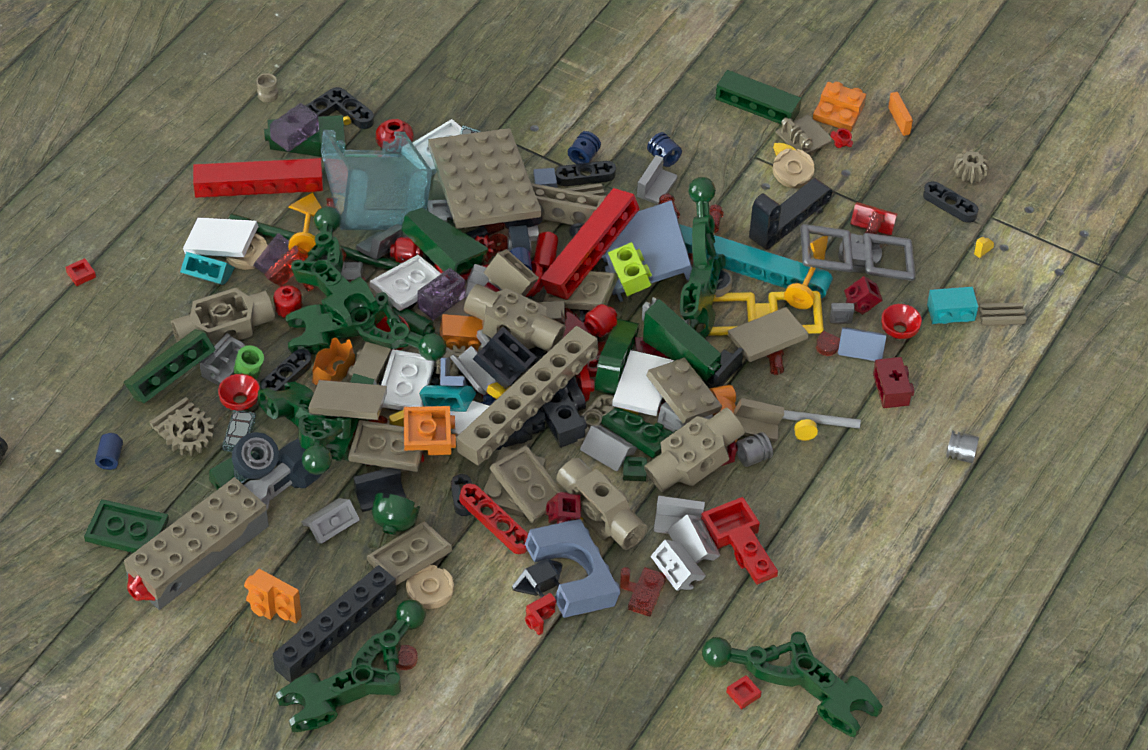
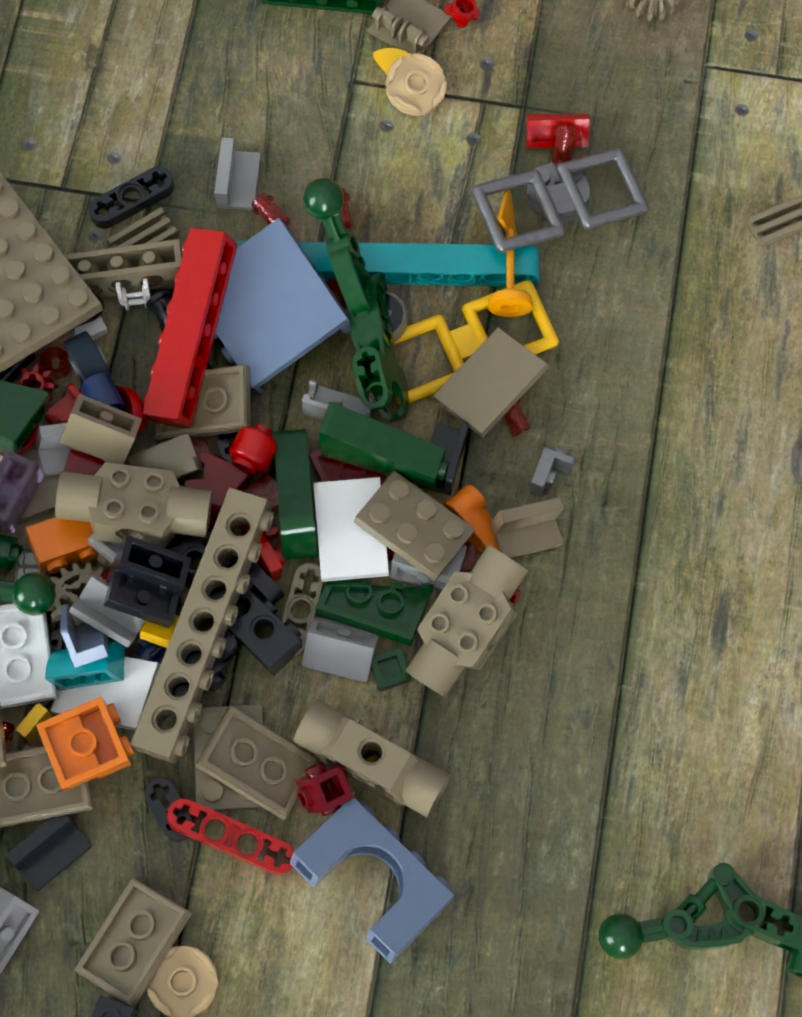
camera: 20 degrees left, 20 degrees up
(394, 513) = (86, 889): dark green cylinder -> none
(539, 578) = (332, 907): black piece -> none
(539, 611) = (355, 962): red bracket -> none
(545, 177) = (77, 227): sand blue tile -> none
(546, 250) = (129, 357): red brick -> none
(556, 219) = (123, 296): none -> white piece
(584, 146) = (117, 154): dark blue piece -> none
(629, 268) = (259, 358): lime brick -> none
(645, 591) = (482, 867): clear red plate -> none
(663, 146) = (227, 119): dark blue piece -> none
(671, 510) = (482, 729): light grey panel -> none
(677, 565) = (512, 812): light grey hinge -> none
(694, 538) = (518, 762): light grey panel -> none
(737, 525) = (561, 716): red plate -> none
(743, 692) = (676, 978): red tile -> none
(754, 449) = (544, 577): flat silver piece -> none
(774, 221) = (425, 189): black beam -> none
(784, 392) = (547, 468): none -> flat silver bracket
(805, 429) = (598, 516): yellow tile -> none
(822, 419) = (606, 487): light grey bar -> none
(827, 344) = (571, 359): clear red tile -> none
(841, 312) = (573, 304): flat silver tile -> none
(861, 344) = (618, 341): sand blue panel -> none
(863, 294) = (592, 266): dark red brick -> none
(893, 382) = (684, 408): dark red brick -> none
(904, 316) = (661, 276): red piece -> none
(938, 194) = (653, 74): black beam -> none
(952, 305) = (715, 235): teal brick -> none
(983, 246) = (717, 121): yellow tile -> none

